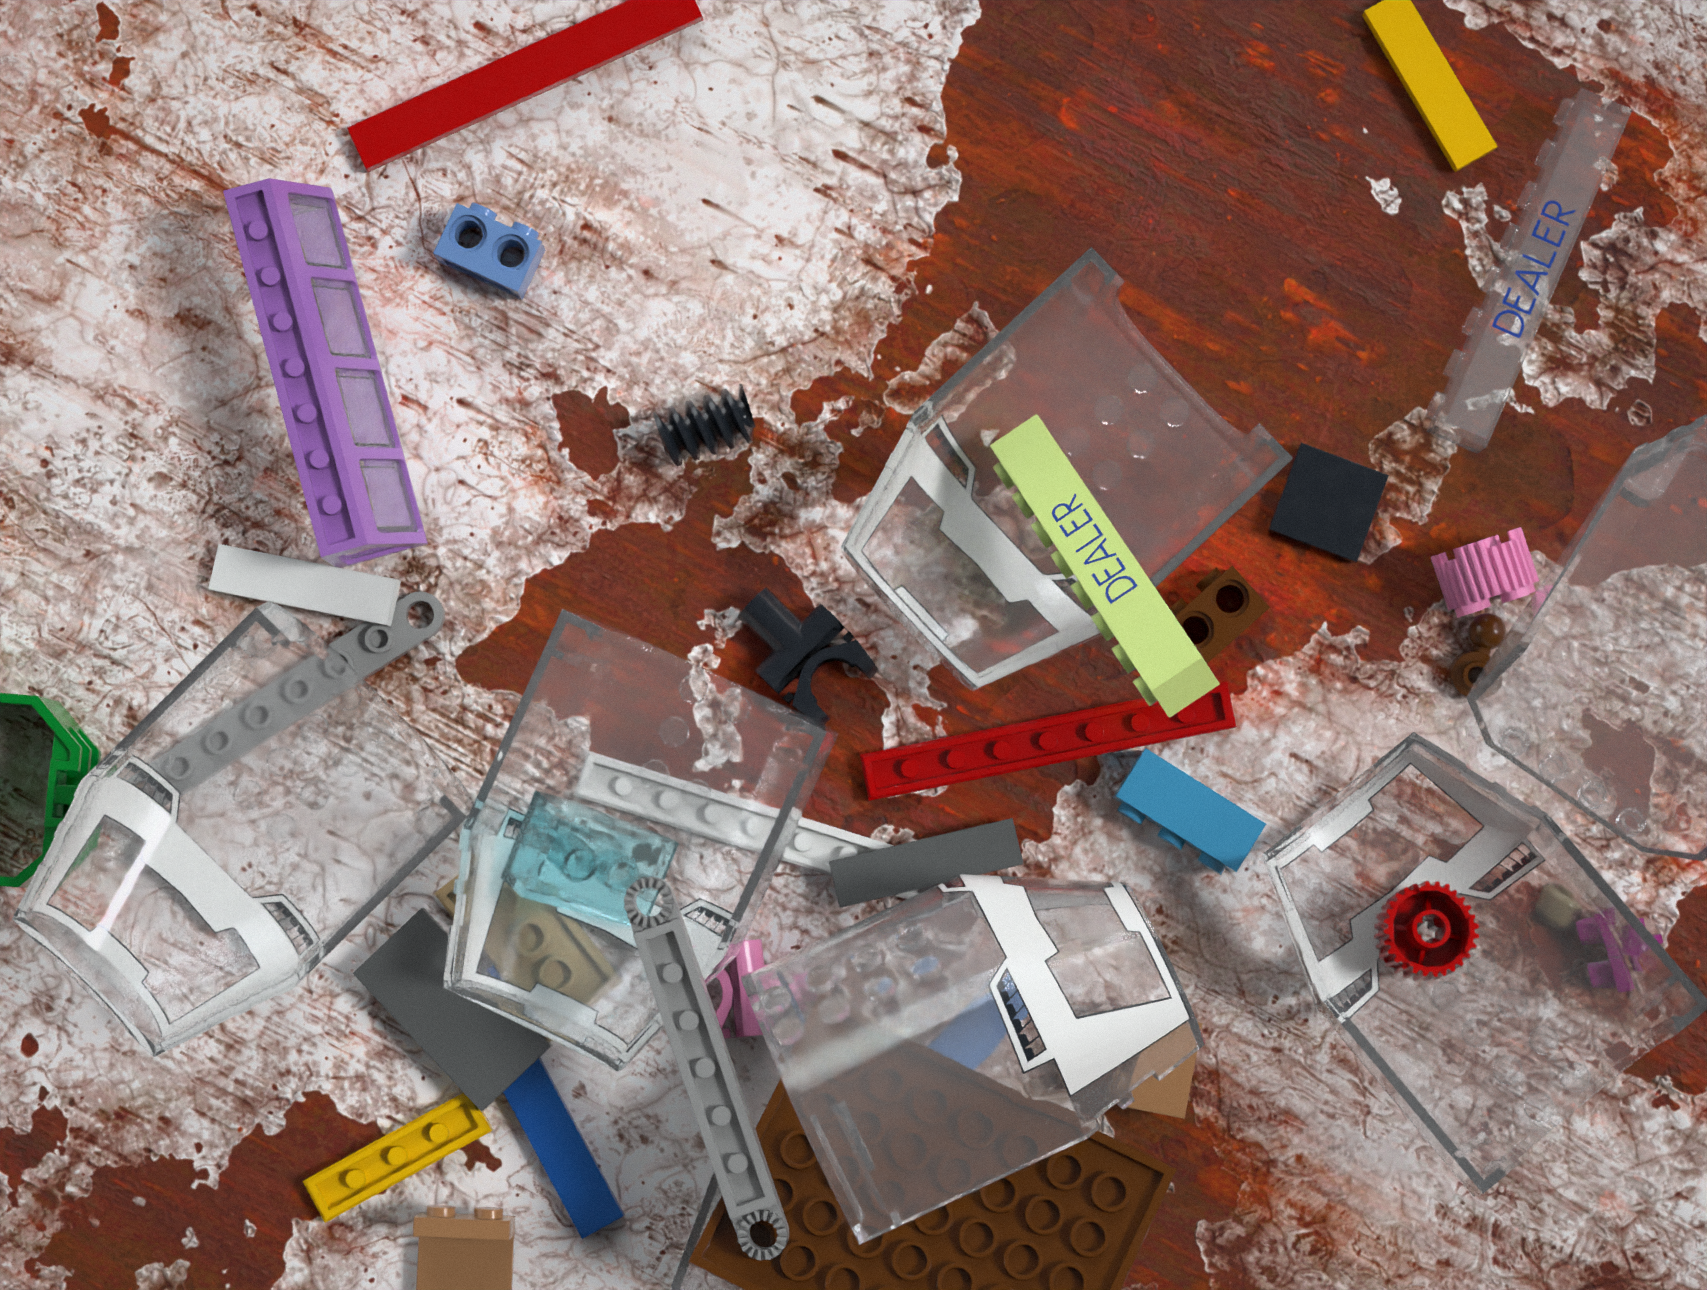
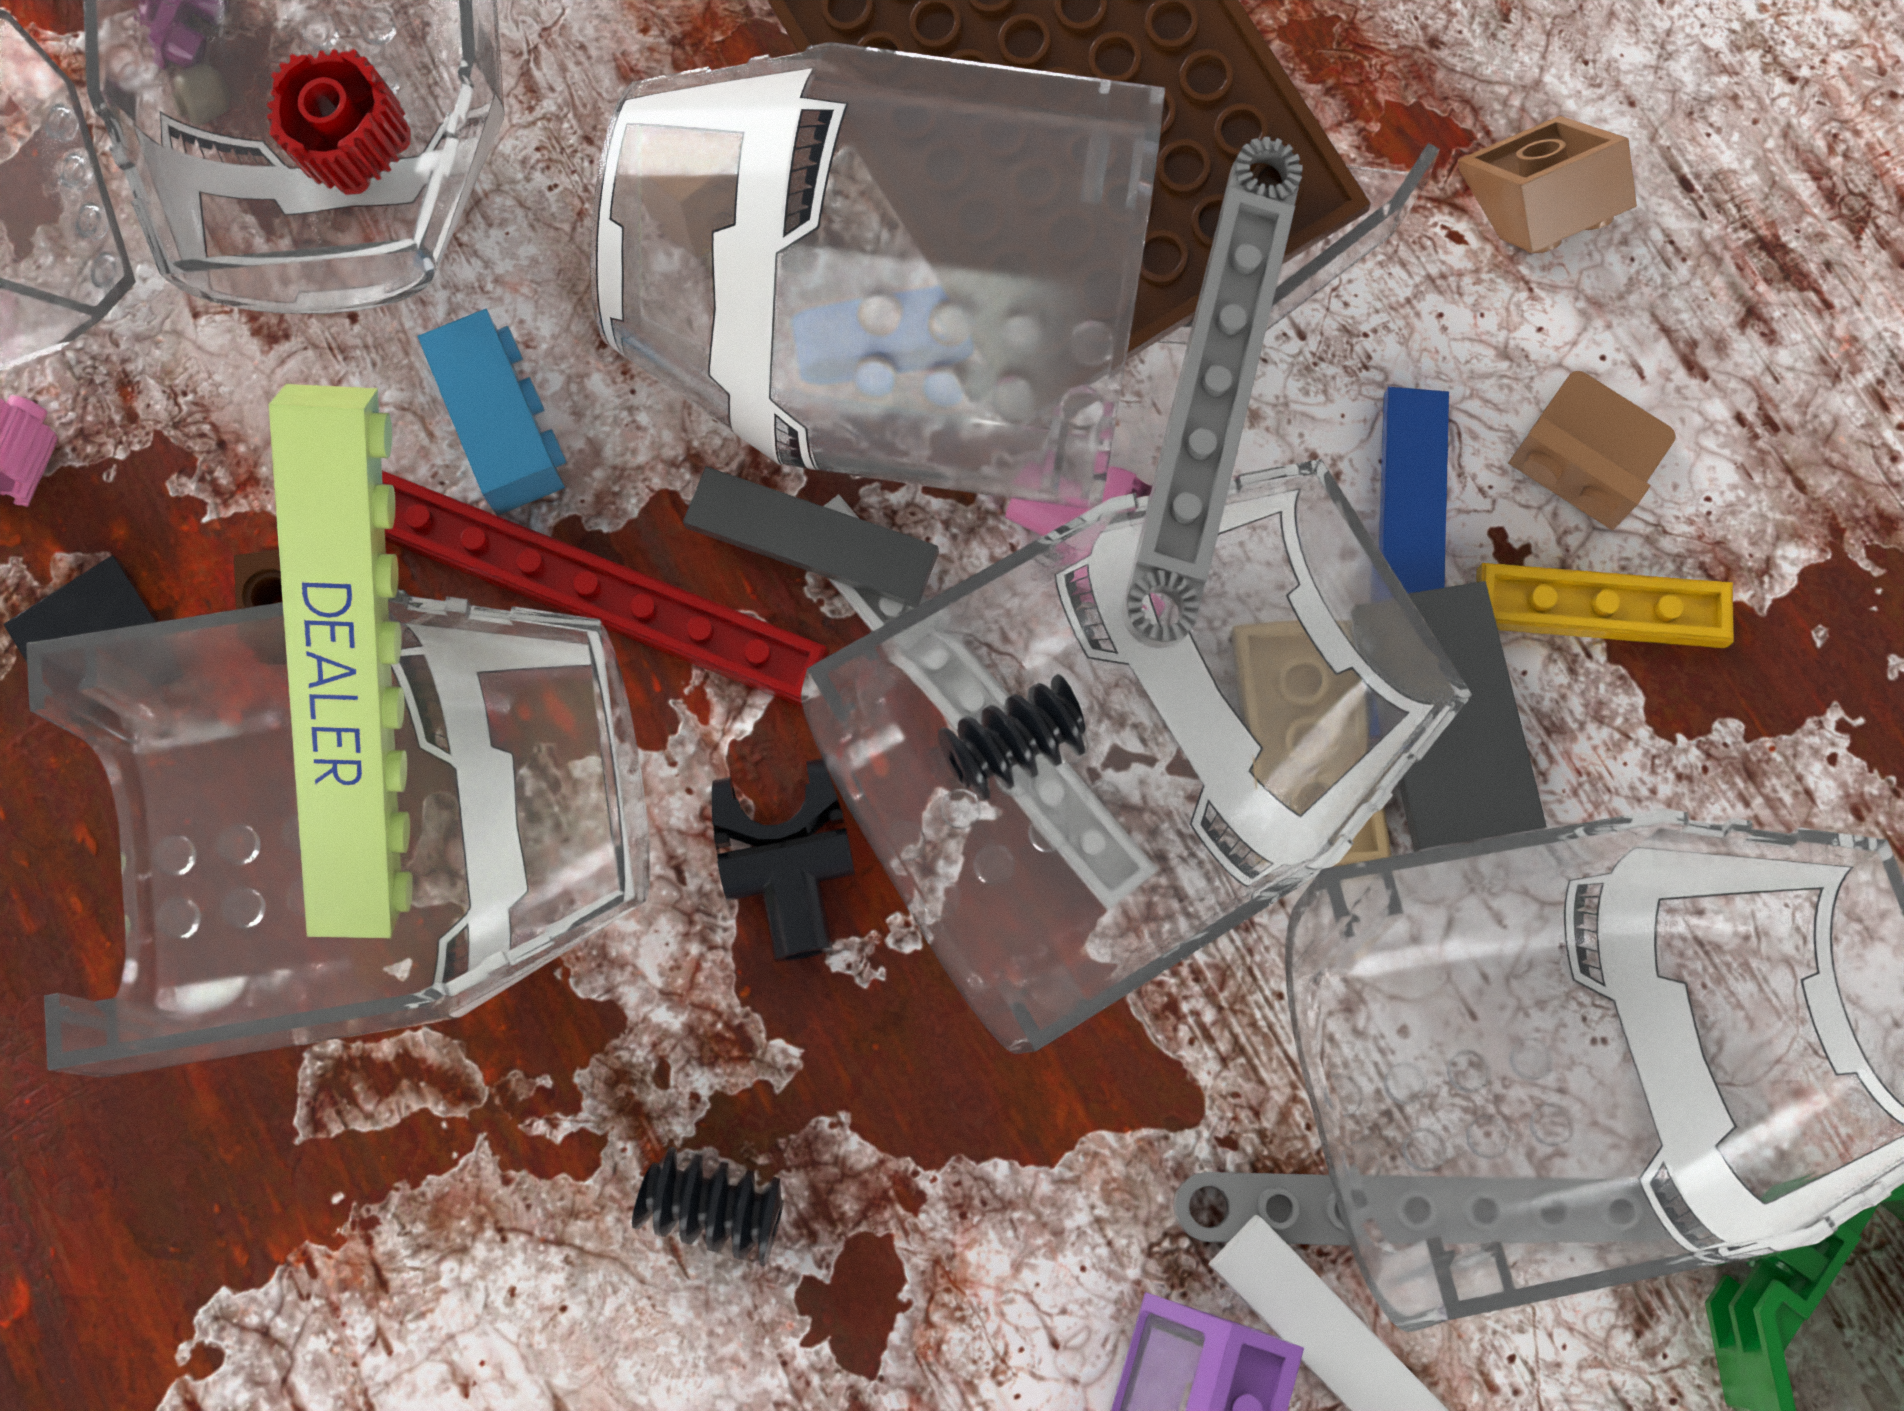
camera: 145 degrees left, 10 degrees down
(584, 859) = (1197, 767): clear light blue slope -> none
(703, 803) = (1014, 736): none -> black piece
(1486, 634) = (89, 378): reddish brown plate -> none

